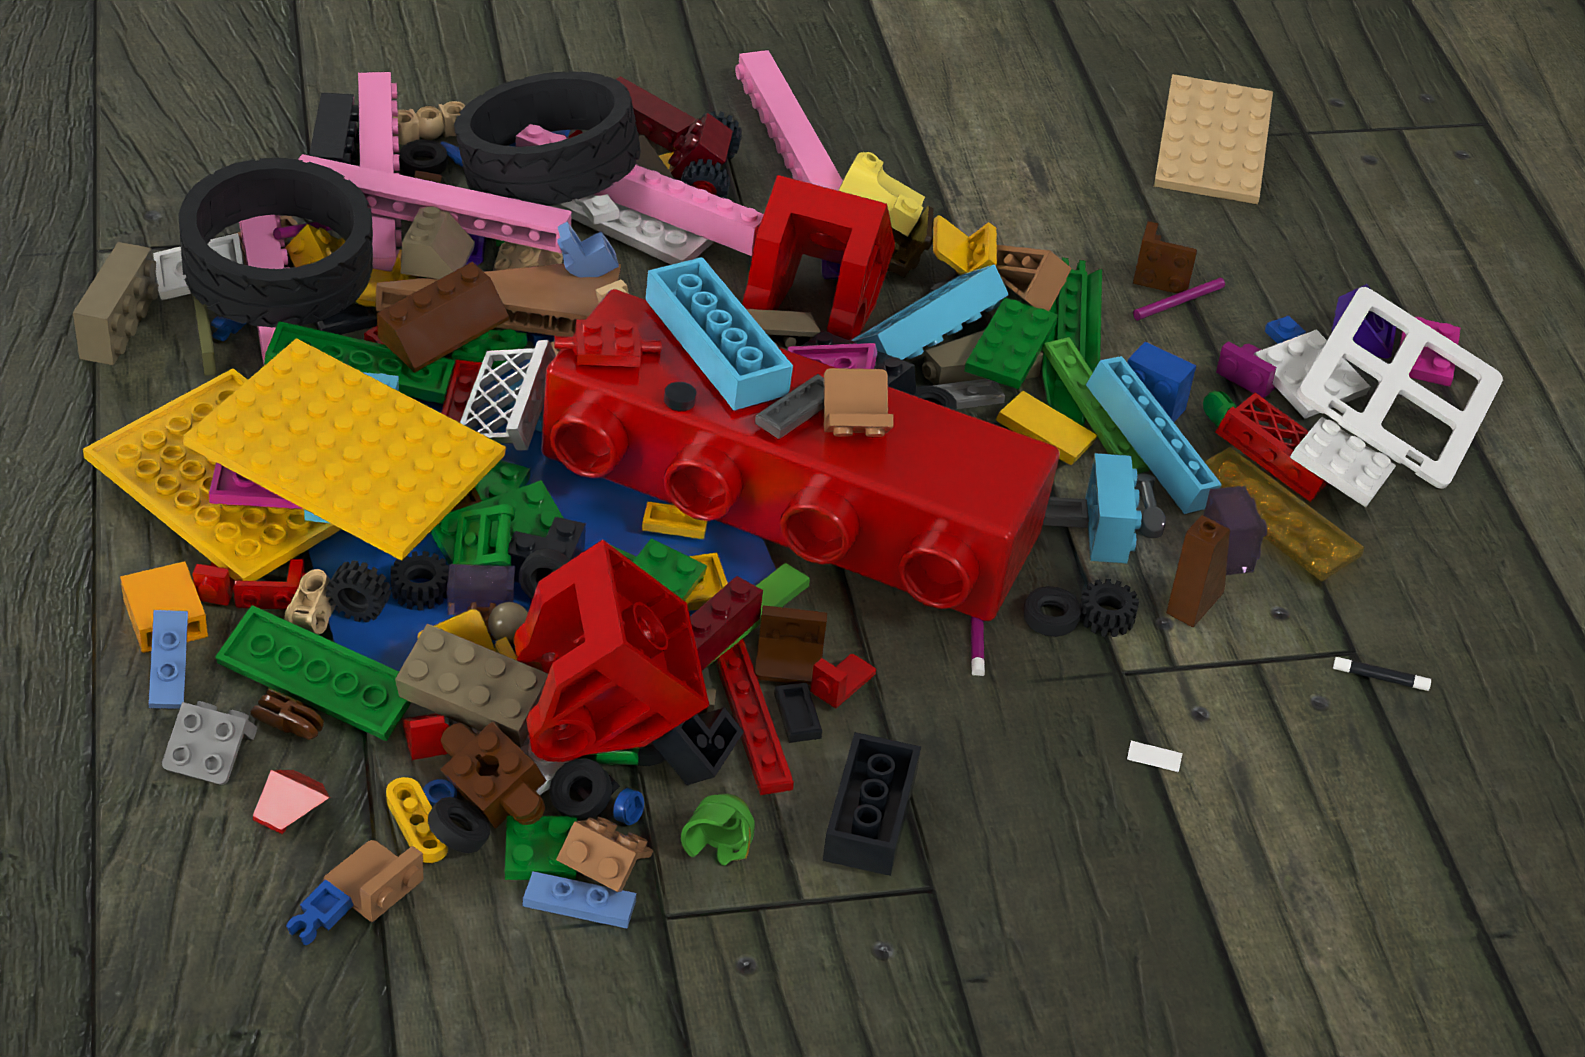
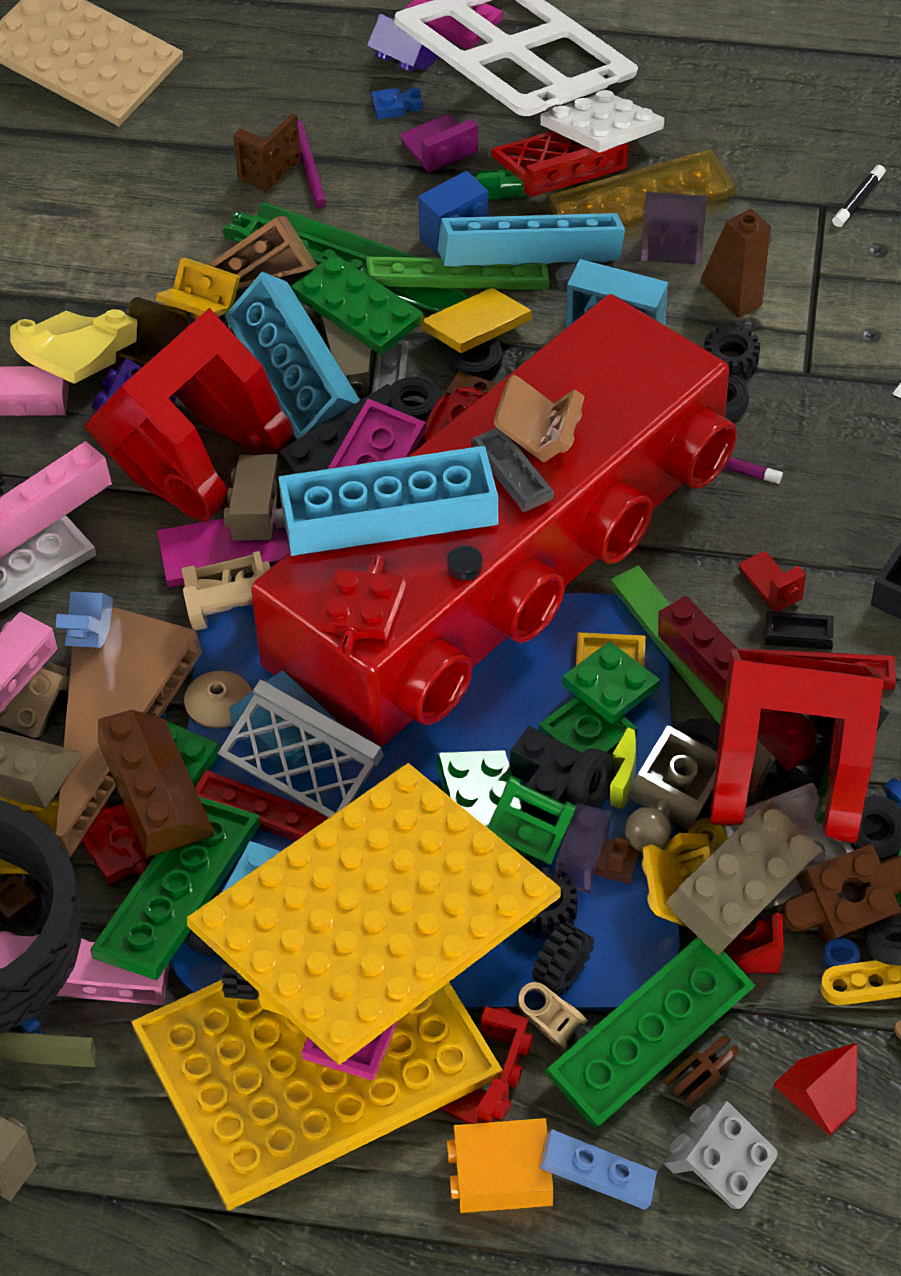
camera: 65 degrees left, 10 degrees up
(670, 520) = (518, 660): yellow plate -> none
(789, 644) = (730, 609): reddish brown bracket -> none
(1294, 361) = (454, 98): white plate -> none

